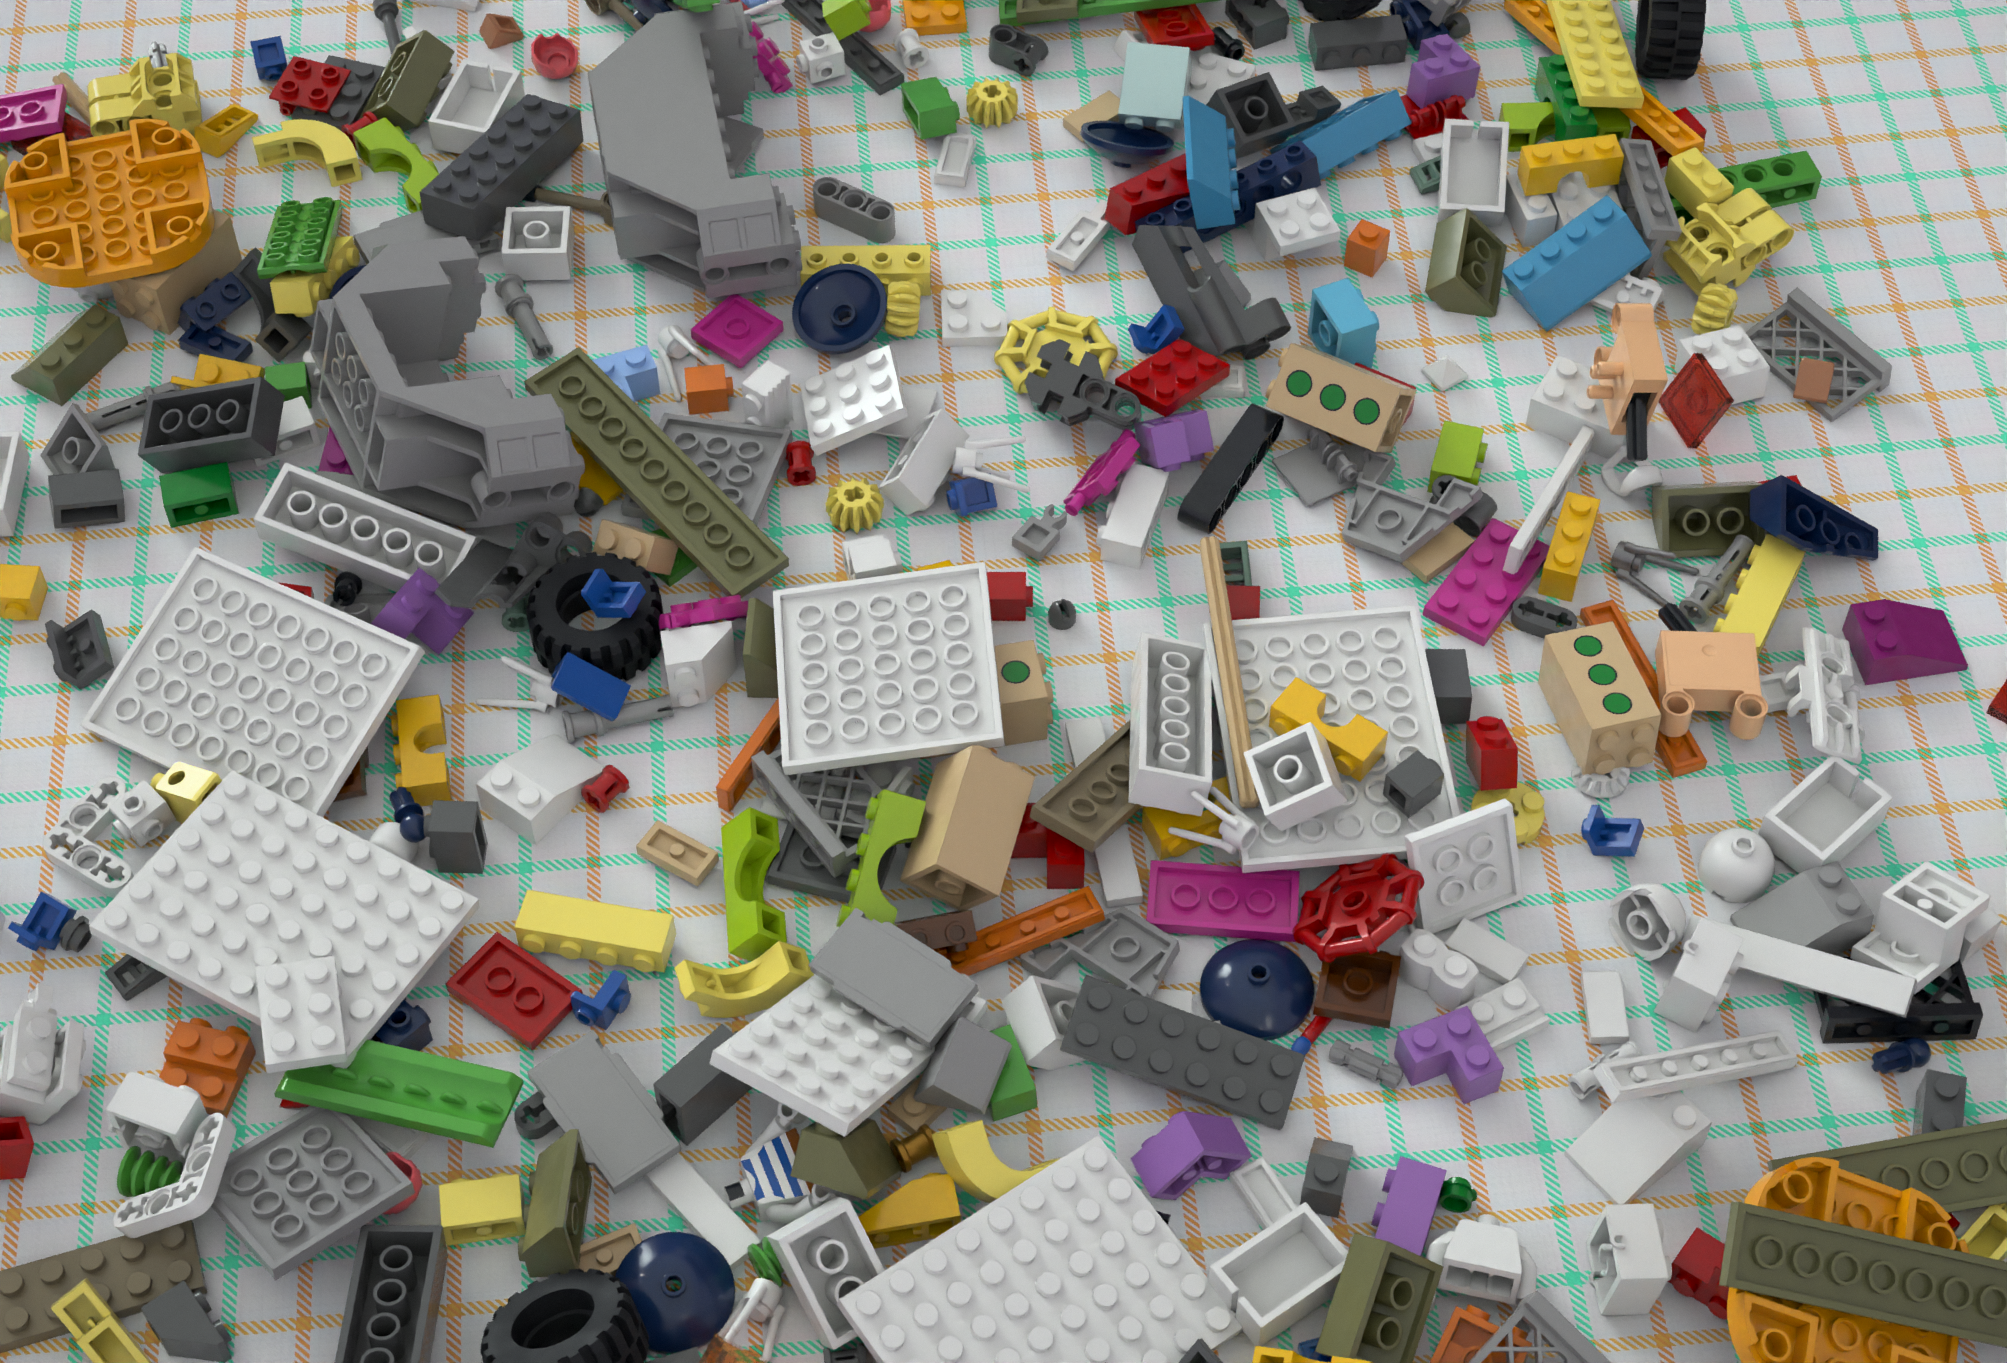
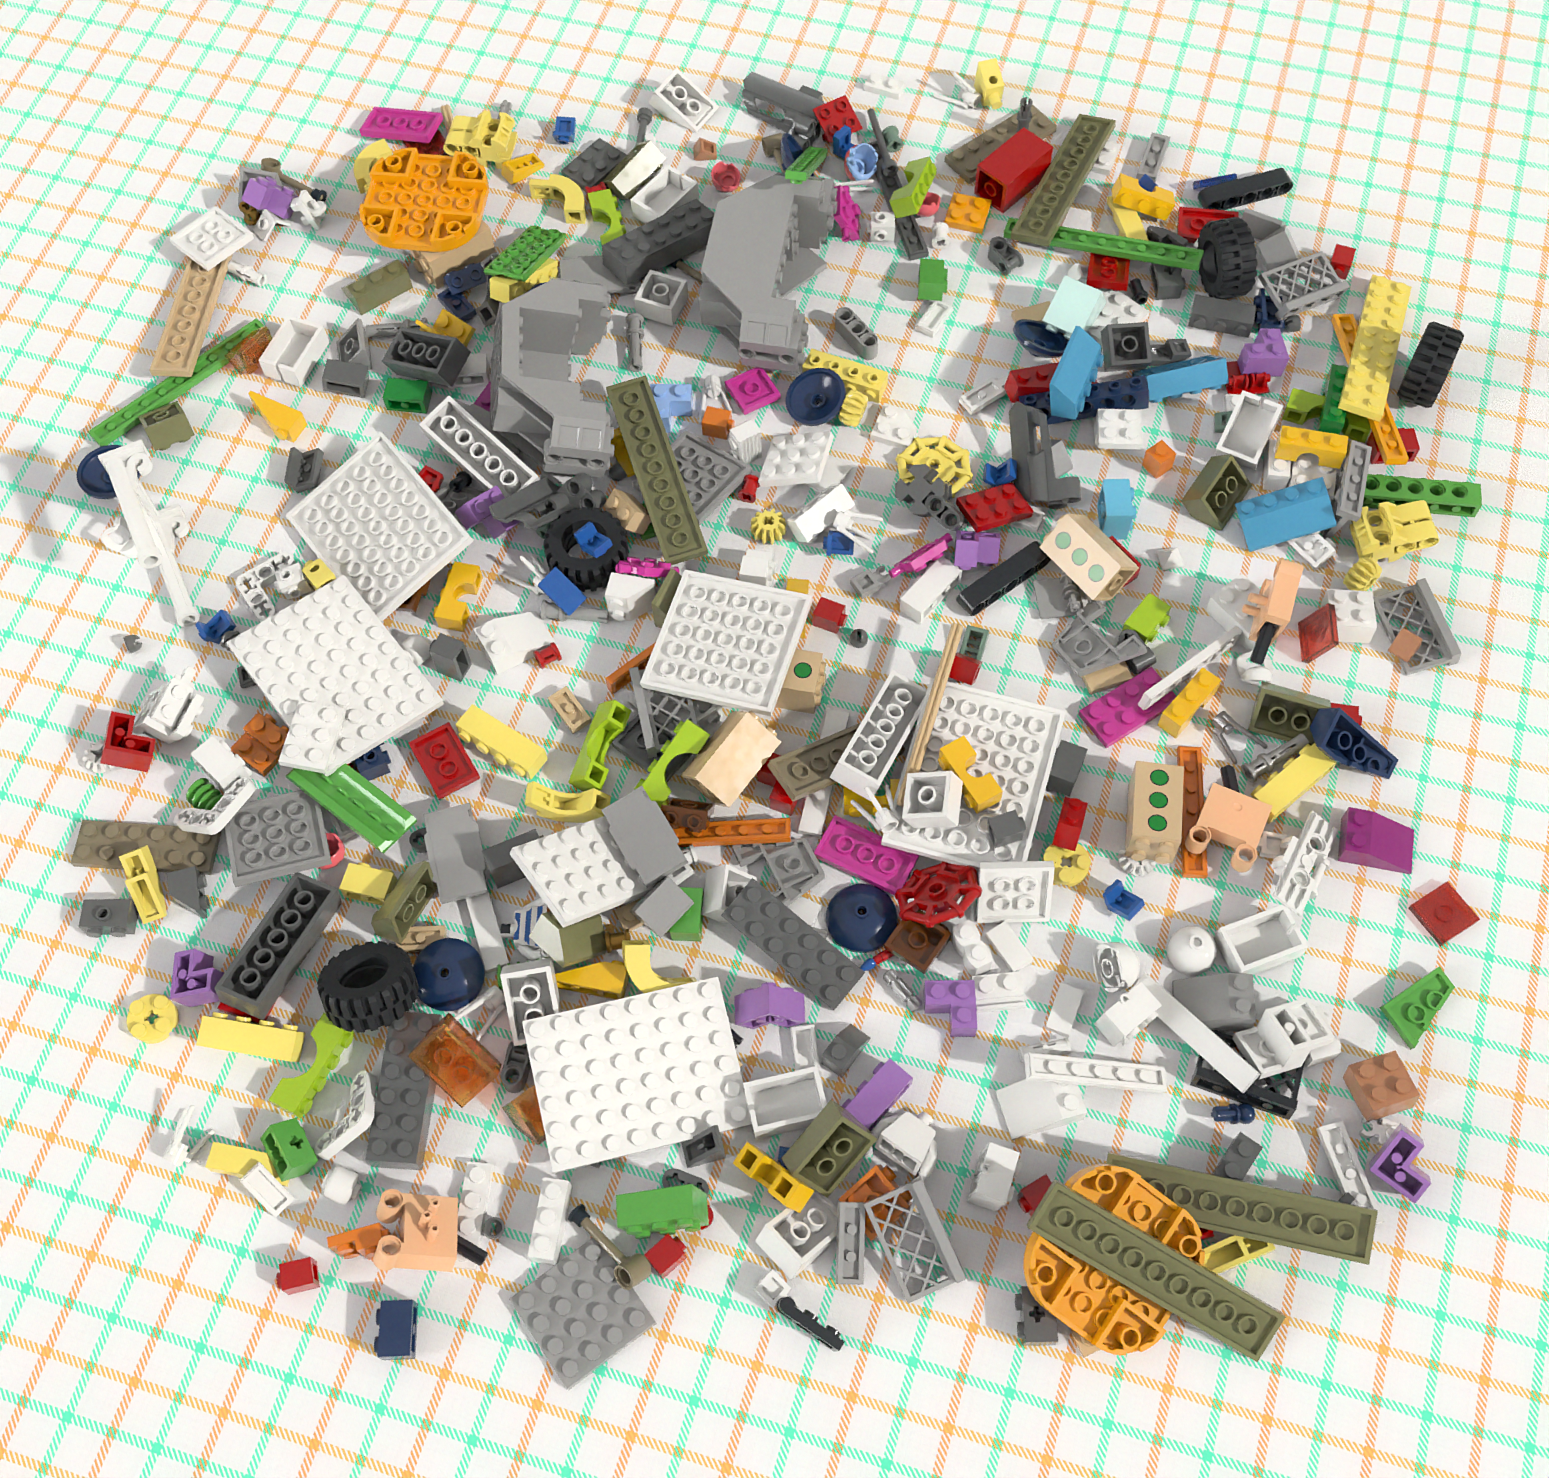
camera: 25 degrees right, 10 degrees up
(291, 381) = (481, 342): bright green brick -> none
(308, 85) = (578, 154): red hinge -> none
(408, 815) = (429, 633): dark blue axle -> none
(604, 1007) = (490, 787): blue bracket -> none
(992, 102) = (972, 287): light yellow gear -> none
(1457, 1195) = (916, 1093): green plate -> none
(1543, 617) = (1151, 744): dark grey beam -> none
(1696, 180) = (1391, 483): light yellow brick -> none

